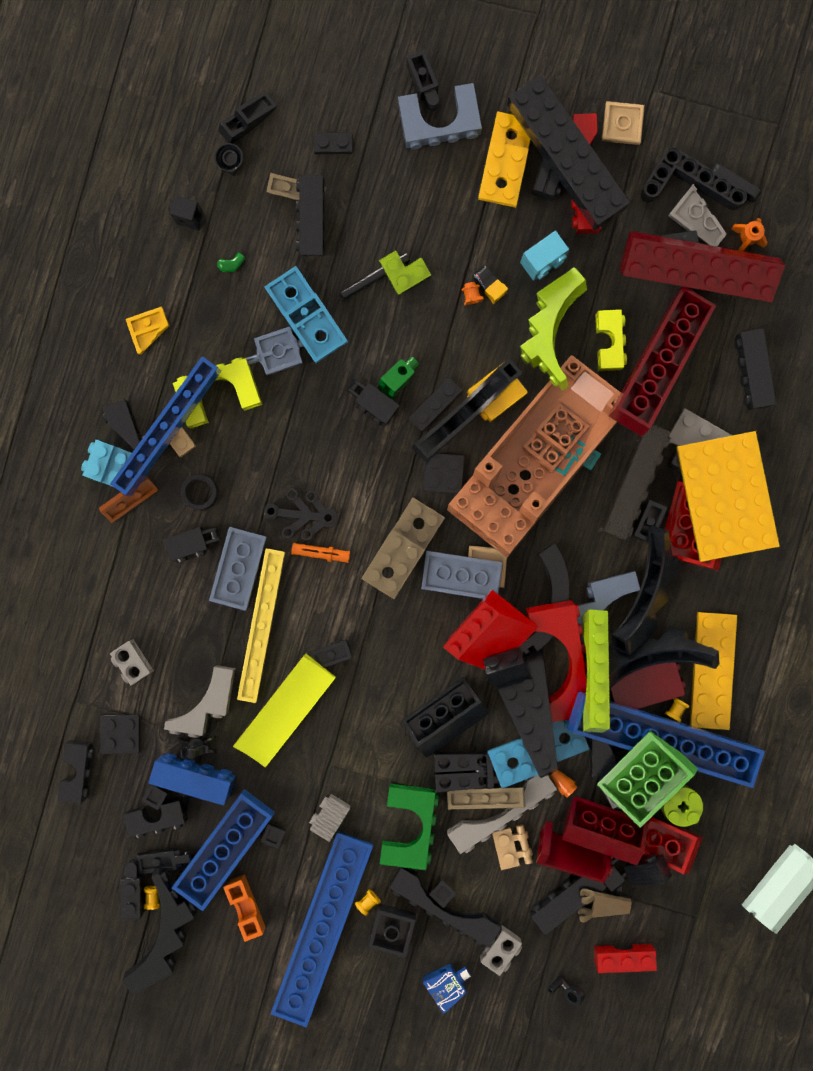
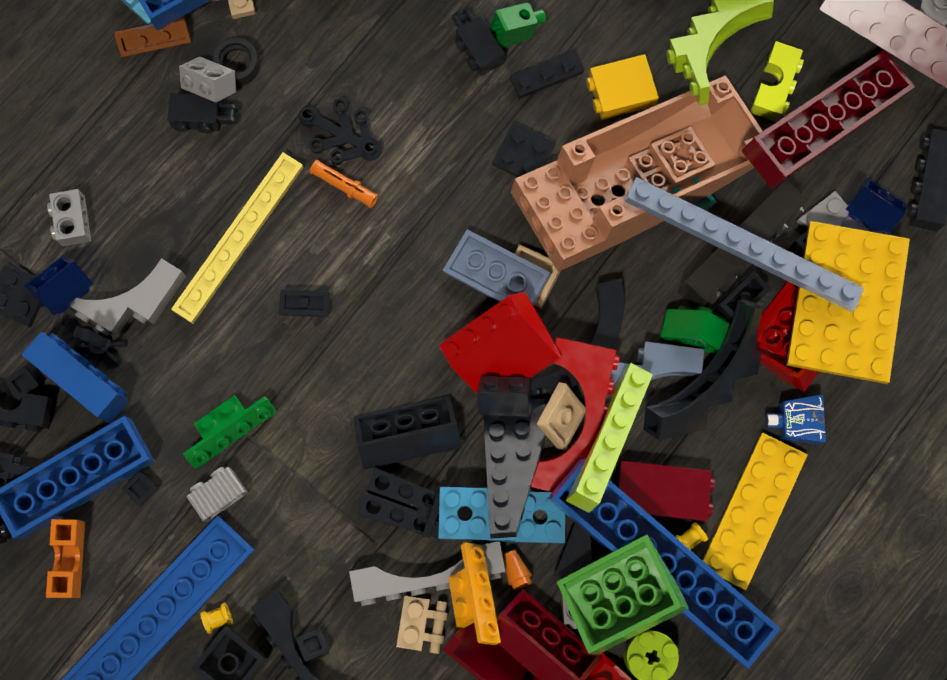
camera: 20 degrees right, 10 degrees down
(149, 719) = (59, 285): none -> clear blue brick
(186, 517) = (207, 79): none -> light grey brick
(237, 568) = (240, 163): sand blue plate -> none
(285, 710) = (220, 344): neon yellow arch -> none
(313, 766) = (225, 426): none -> green bracket
(403, 548) = (440, 214): dark tan bracket -> none
(414, 853) = (303, 581): green arch -> none
(467, 410) = (583, 87): black arch -> none
(486, 798) = (414, 547): dark tan plate -> none
(543, 819) = (473, 595): none -> light orange bracket
(552, 663) = (561, 416): none -> tan plate
(626, 558) = (695, 328): none -> green brick
(637, 489) = (744, 244): none -> sand blue plate
(670, 648) = (712, 456): black arch -> none
(721, 412) = (876, 207): none -> clear blue brick
(722, 592) = (800, 420): none -> blue torso

